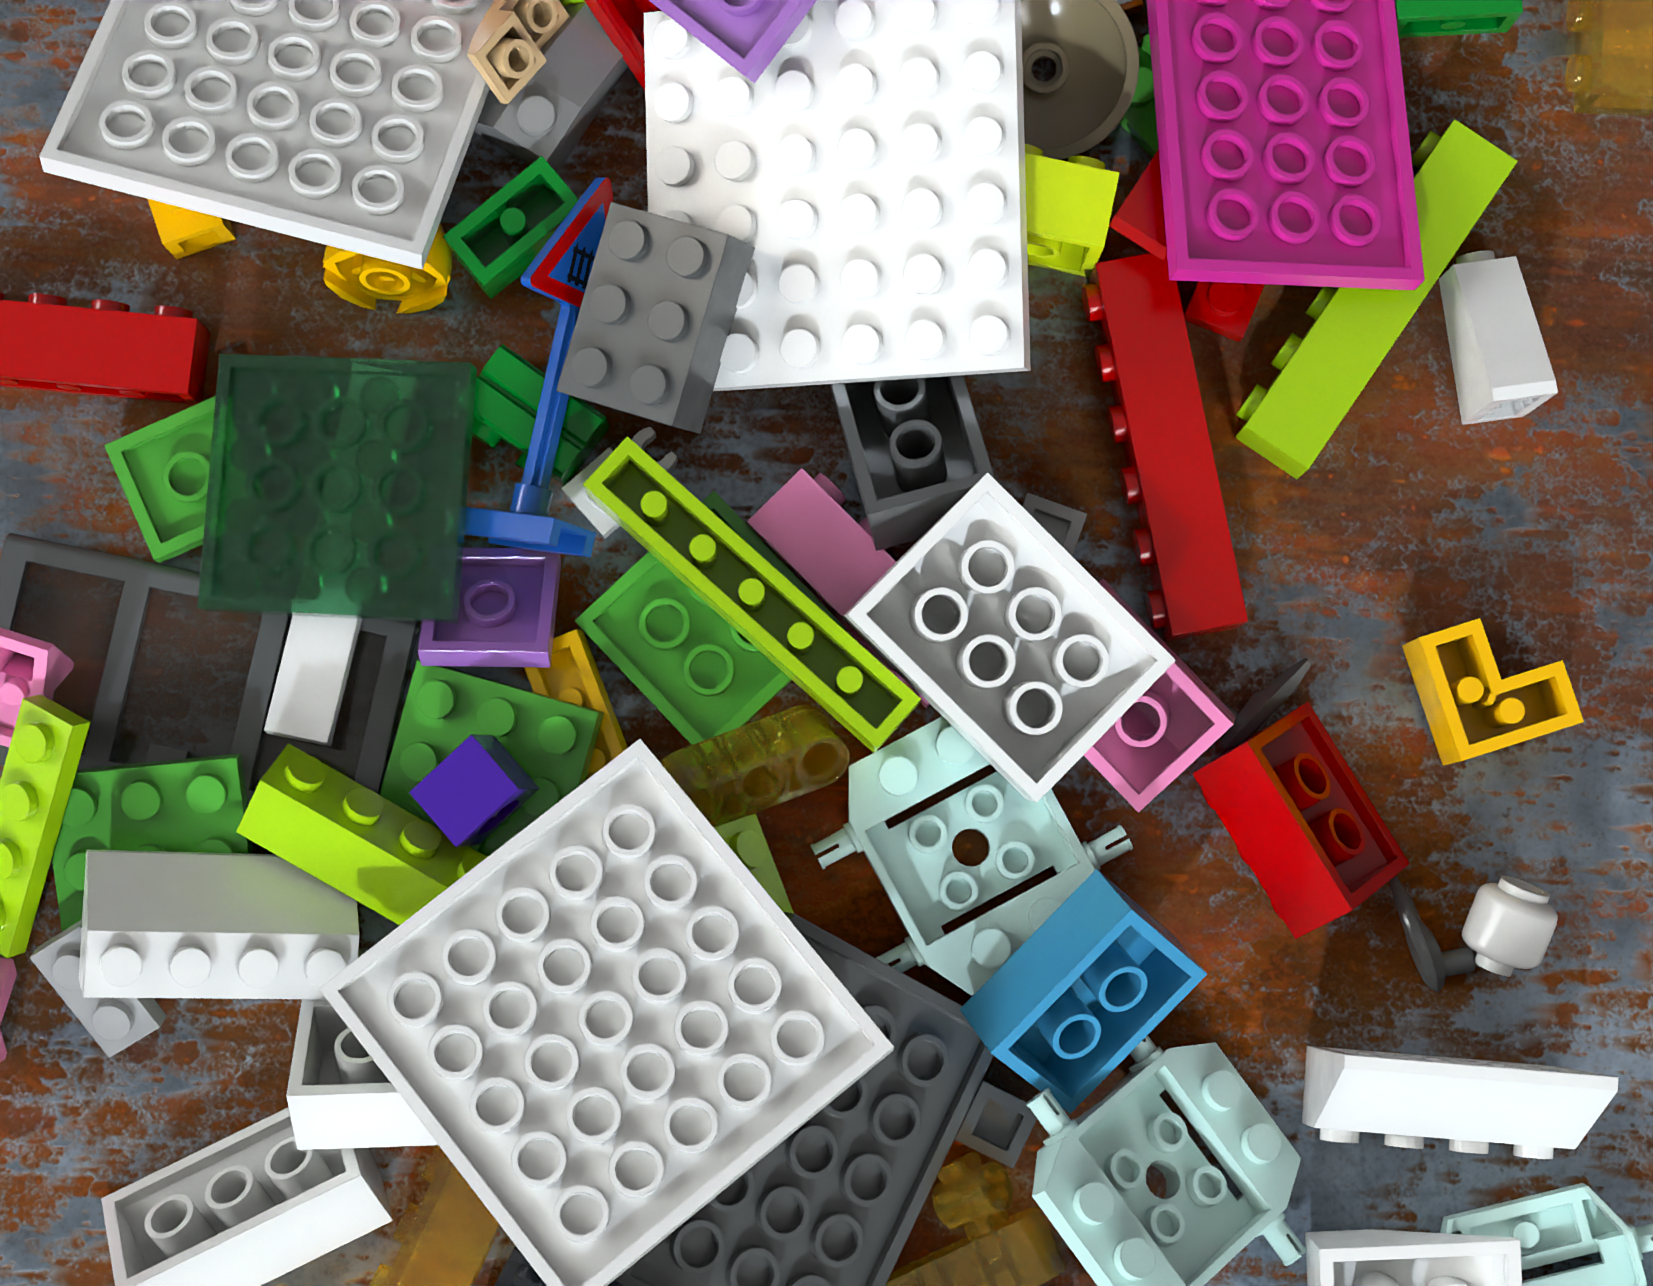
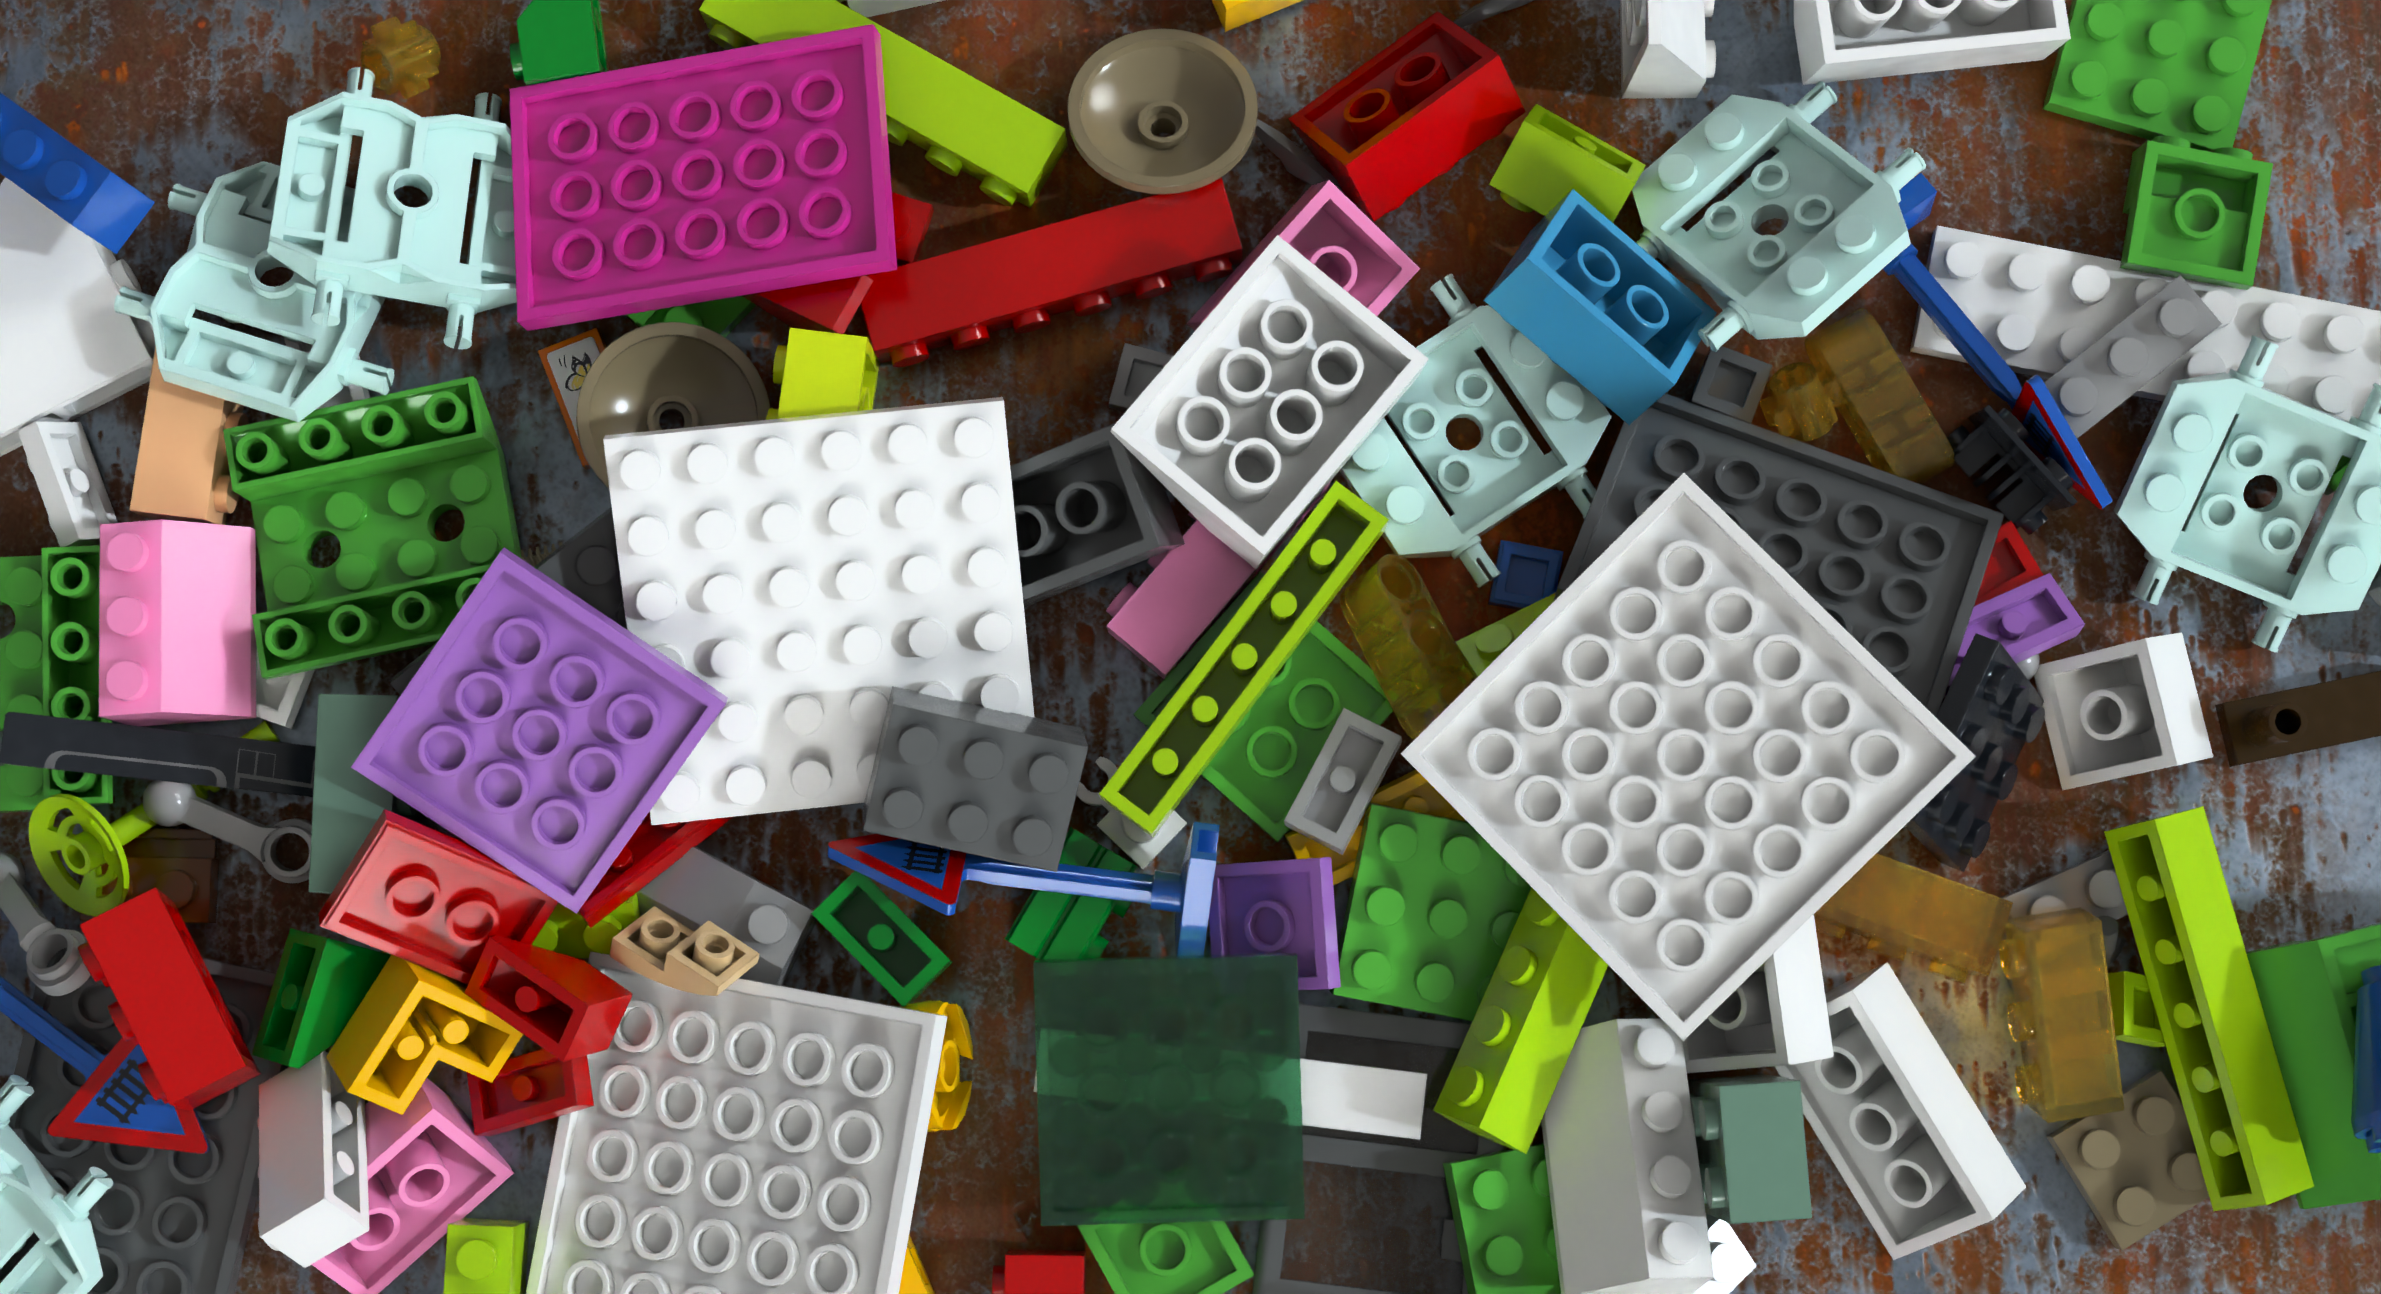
camera: 90 degrees left, 0 degrees up
(210, 1049) = (1751, 1148): none -> sand green brick
(474, 790) = (1464, 916): dark purple piece -> none
(624, 686) = (1343, 781): none -> light grey plate
(821, 894) = (1525, 576): none -> blue tile
(1244, 969) = (1557, 156): none -> lime brick
(1348, 561) = (1155, 86): none -> dark tan dish

